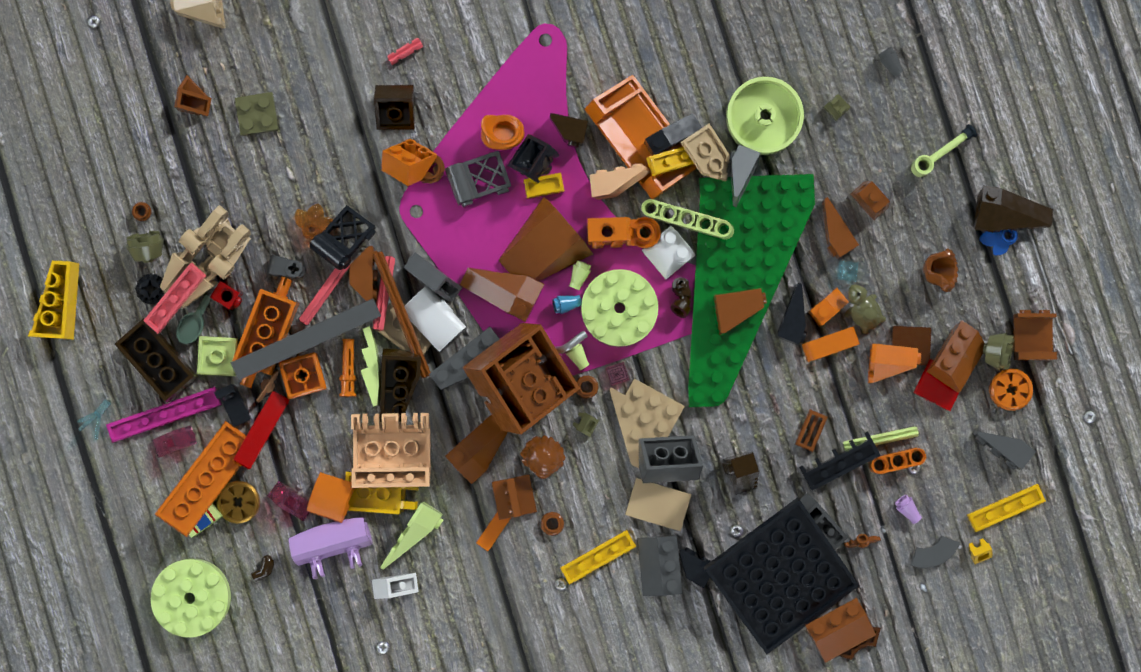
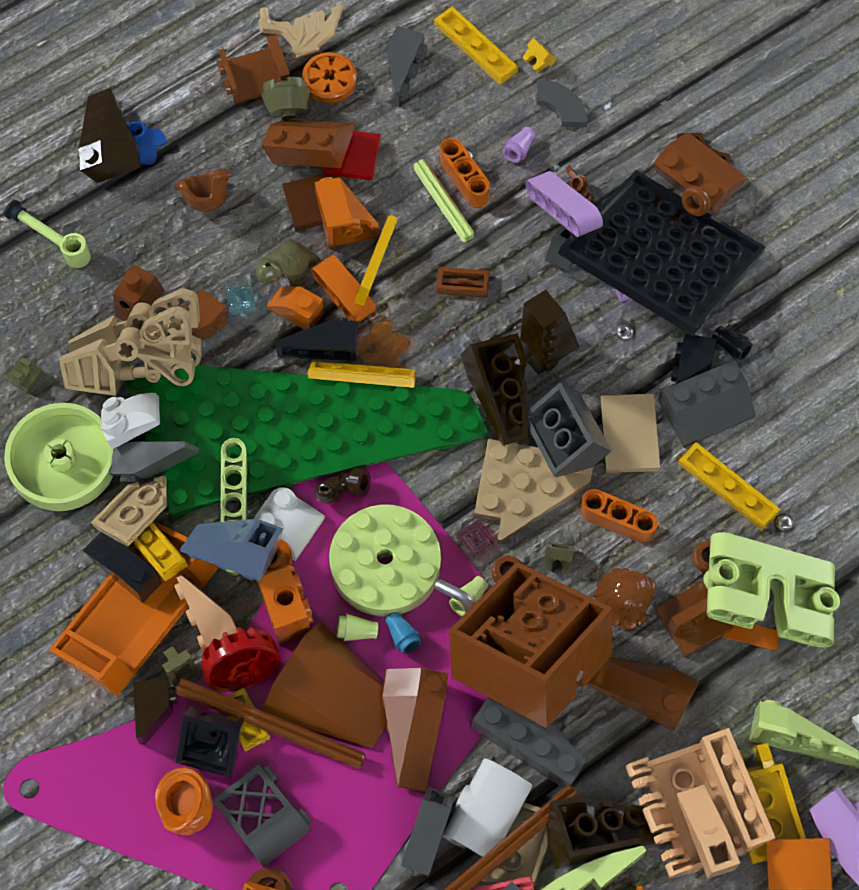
camera: 105 degrees left, 20 degrees down
(371, 448) = (708, 832): none -> light nougat slope
(516, 569) = (741, 583): none -> yellowish green connector
(533, 200) = (271, 723): none -> dark orange axle
(579, 192) = (240, 660): none -> red gear
(592, 153) = (178, 665): none -> olive tile
(596, 483) = (609, 505): none -> orange beam
(653, 208) = (235, 545): none -> sand blue slope
(700, 601) = (734, 344): none -> black cone
(723, 427) = (499, 382): none -> dark brown wedge
(737, 307) = (336, 407): dark orange slope -> none
(760, 336) = (362, 374): none -> yellow tile
(773, 167) = (129, 418): none -> white slope
(777, 361) = (387, 345): none -> clear orange plate
(814, 615) = (702, 197): none -> dark orange piece
(825, 163) = (163, 341): none -> tan piece
(840, 463) = (492, 231): black hinge -> none
(840, 518) = (564, 203): none -> lavender beam
(842, 372) = (376, 260): none -> yellow tile
(1057, 385) = (307, 33): none -> tan animal

